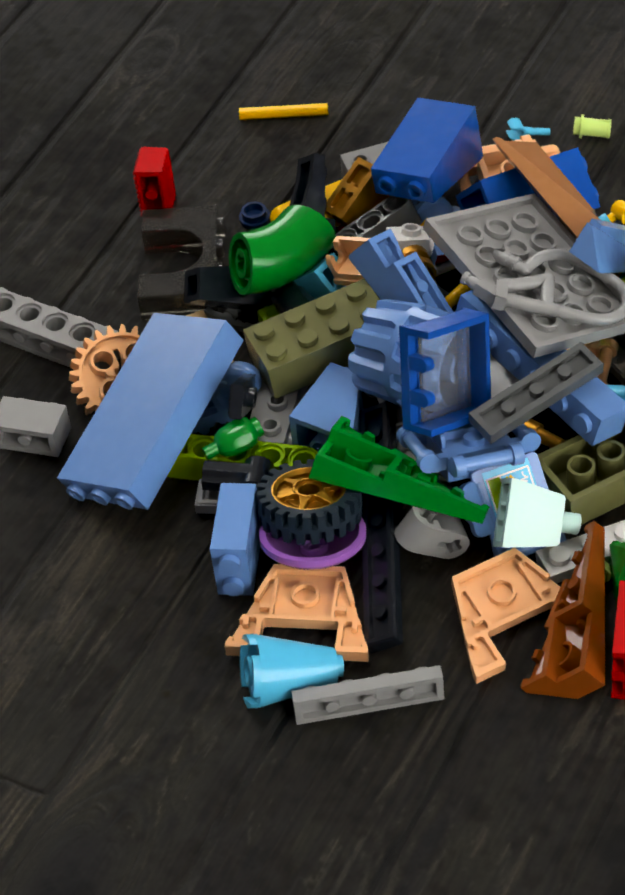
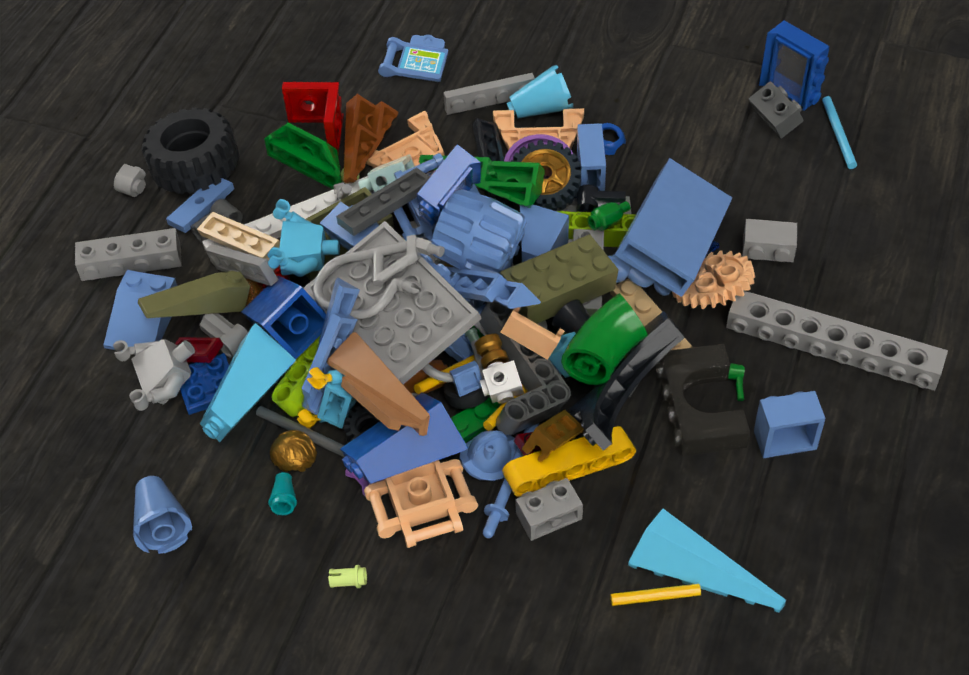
camera: 170 degrees right, 5 degrees up
(97, 214) = (789, 424): none -> medium blue piece
(131, 290) = (737, 373): none -> green hand
(154, 179) = (749, 463): red brick -> none
(203, 627) = (611, 147): none -> blue piece
(242, 396) = (606, 231): black plate -> none
(248, 134) = (681, 553): none -> medium azure wedge
(254, 215) = (651, 458): dark blue plate -> none
(428, 151) = (491, 445): blue slope -> none
(477, 792) = (420, 59): none -> medium blue piece
(519, 130) = (418, 572): medium azure hand -> none
(605, 508) = (342, 190): none -> light grey bar

